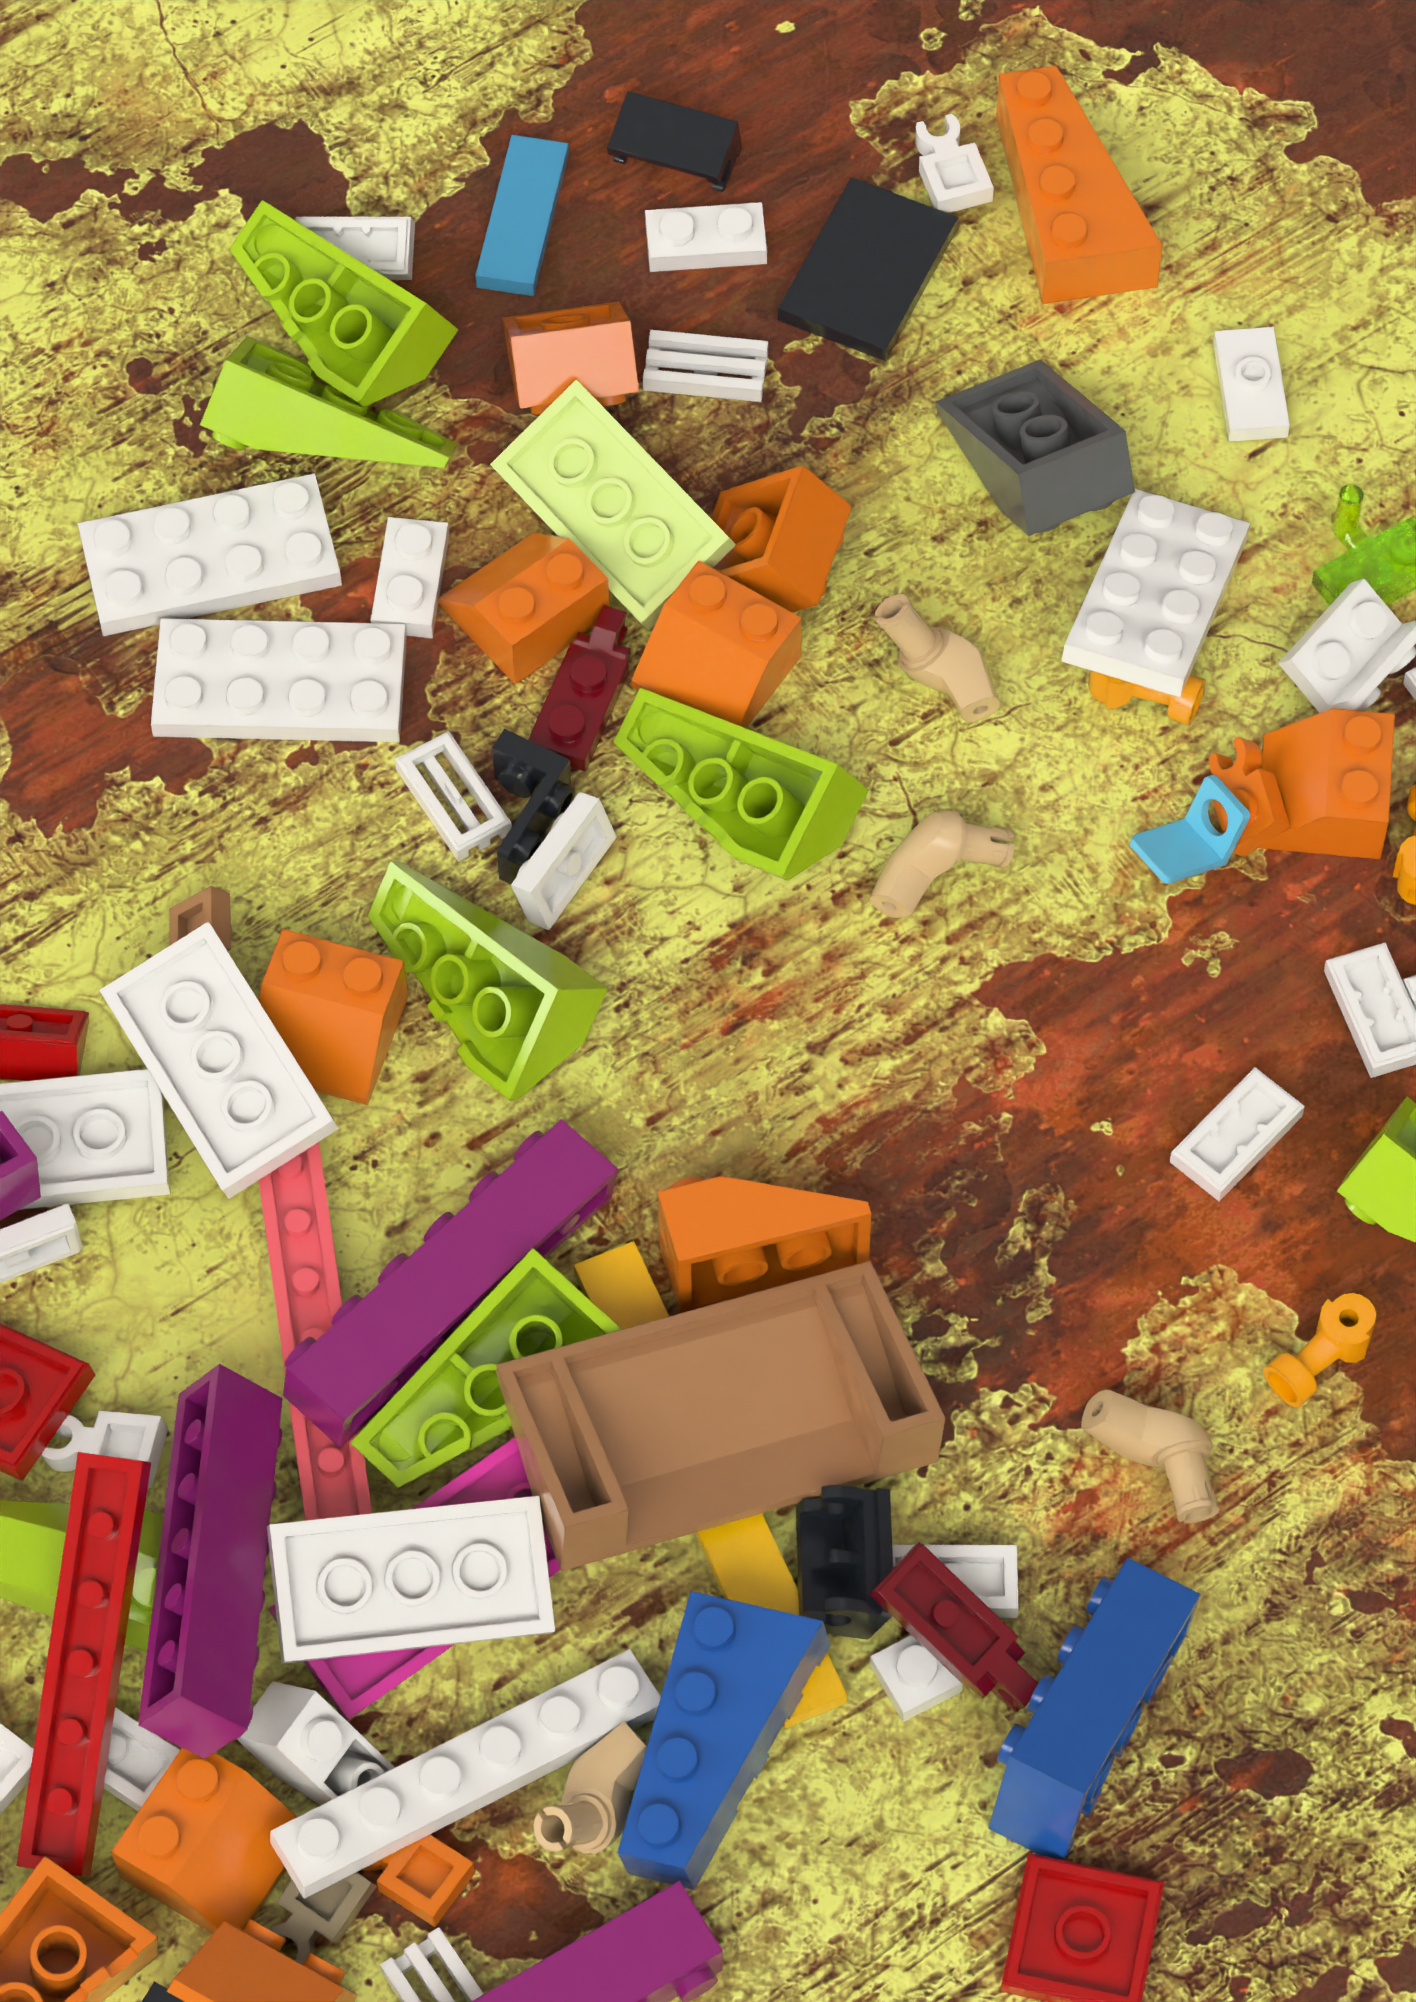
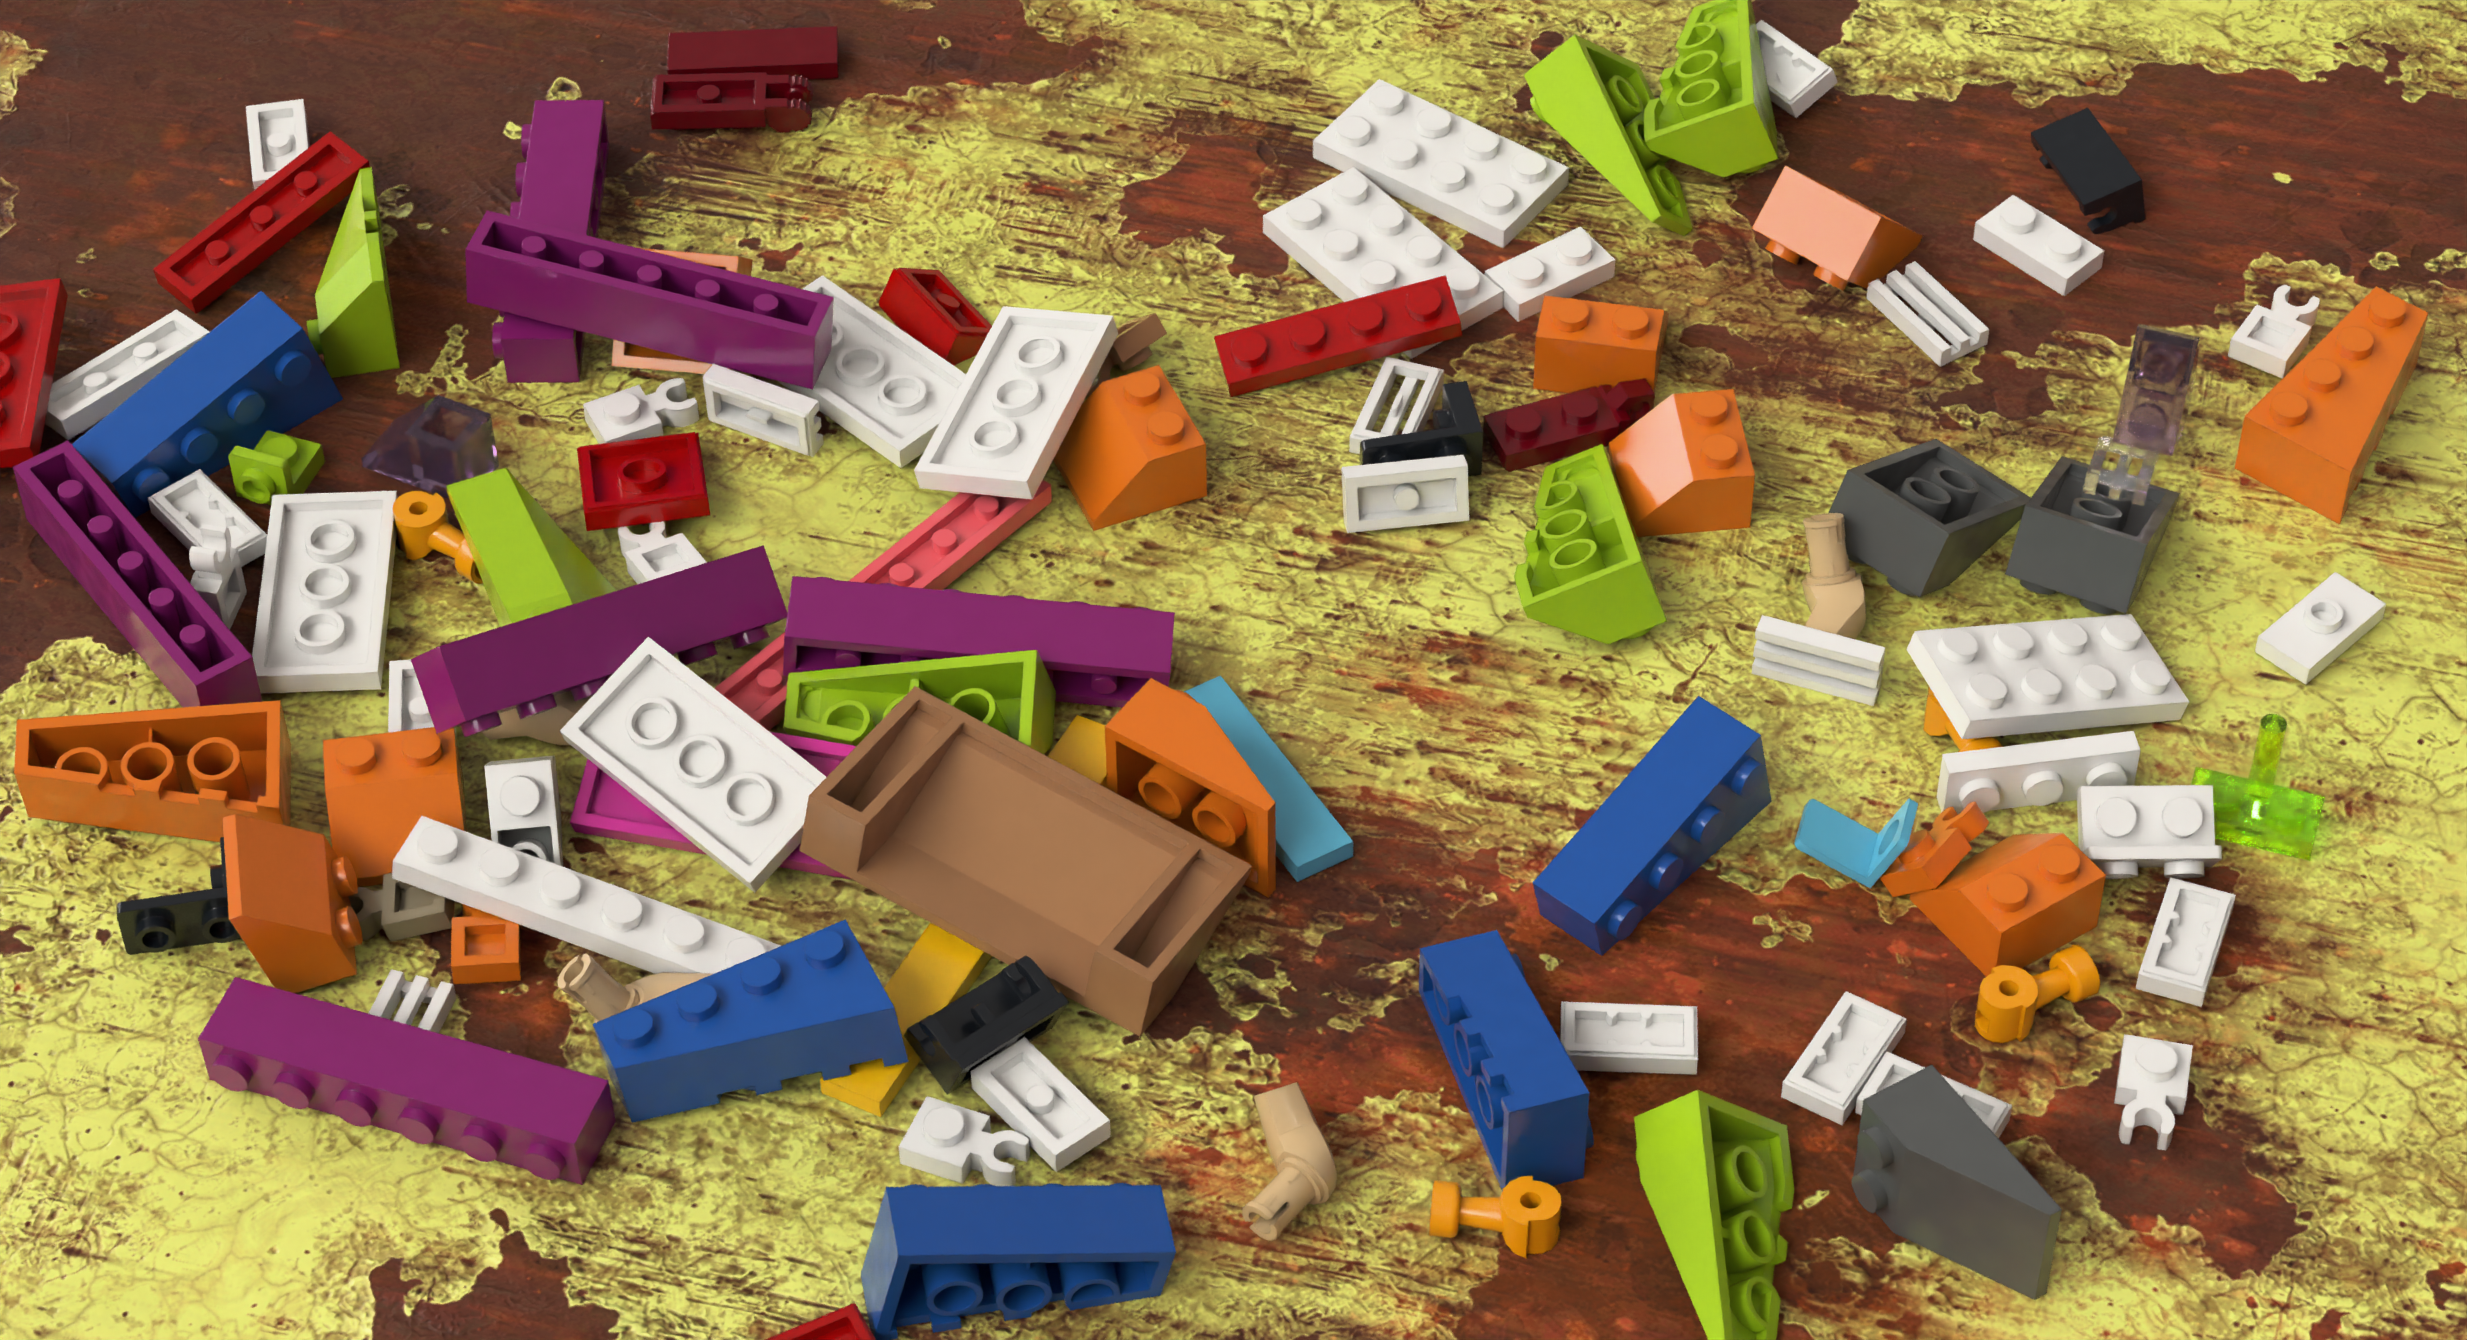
camera: 50 degrees right, 15 degrees down
(84, 1662) = (468, 607): red plate -> none
(348, 776) = (1338, 336): none -> red plate
(496, 987) = (1264, 525): lime wedge -> none
(522, 215) = (1926, 139): dark azure tile -> none
(611, 501) = (1738, 319): yellowish green plate -> none
(657, 1163) = (1305, 829): none -> medium azure tile
(783, 536) = (1818, 439): orange slope -> none
(868, 269) = (2090, 345): black tile -> none
(920, 535) = (1924, 515): none -> dark grey slope
(930, 851) = (1642, 688): tan arm -> none
(955, 1627) = (989, 1105): dark red hinge -> none
(965, 297) = (2157, 390): none -> slope
(991, 384) = (2120, 479): none -> clear tile
(995, 722) = (1818, 660): none -> white tile
(1076, 961) = (1656, 827): none -> blue wedge
(1198, 1231) = (1506, 1060): none -> blue wedge
(1236, 675) = (2036, 771): none -> white plate

